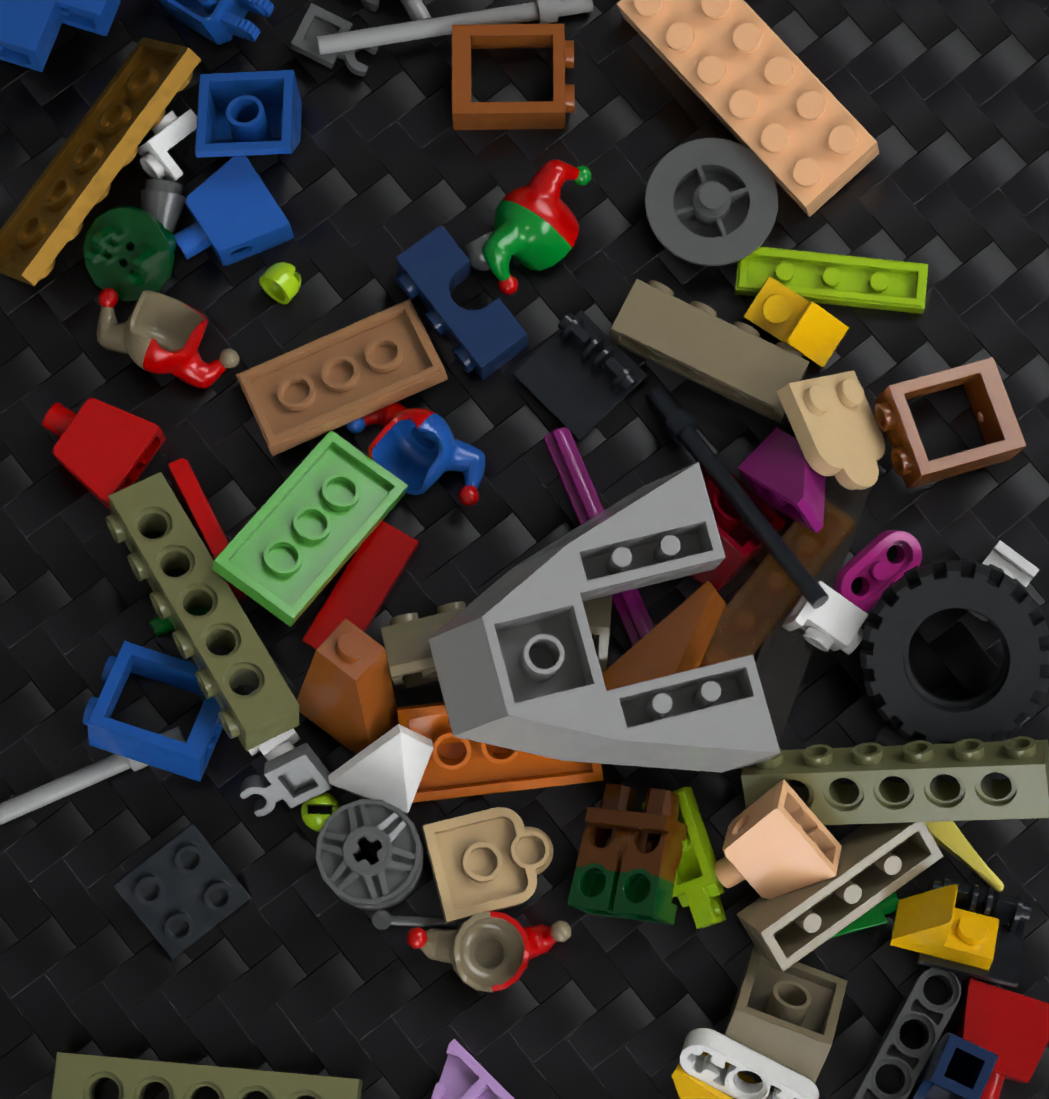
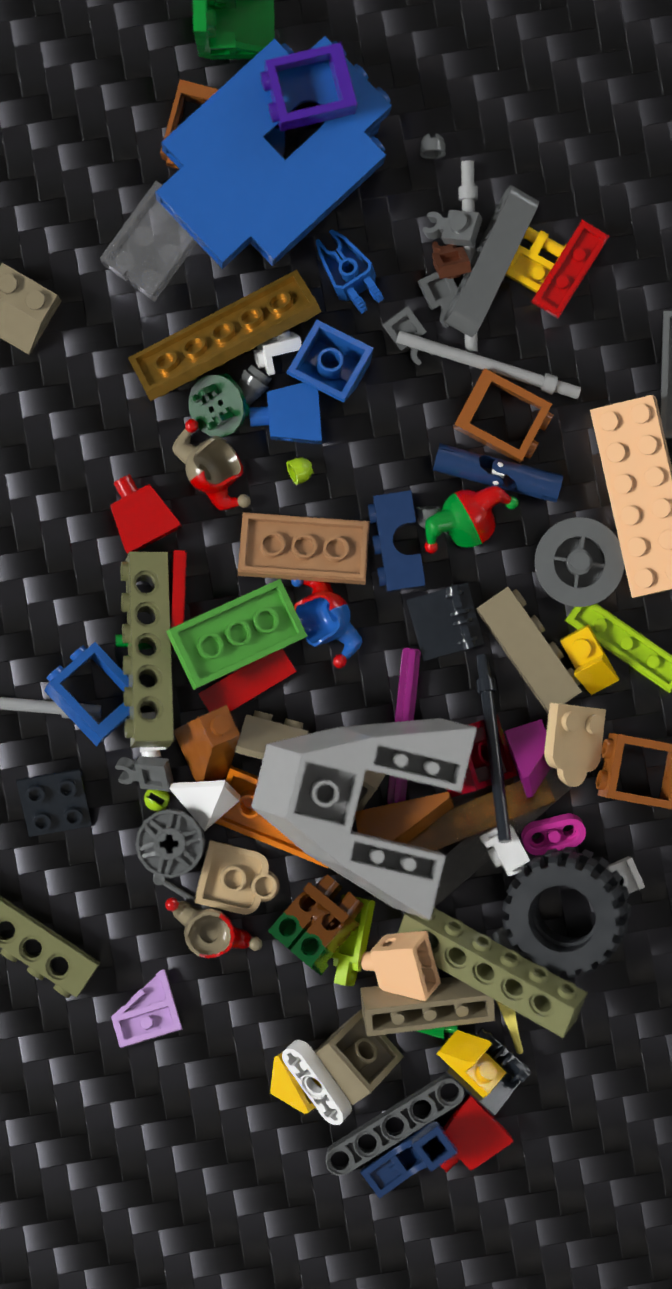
camera: 30 degrees right, 10 degrees up
(527, 153) = (519, 477): none -> dark blue piece

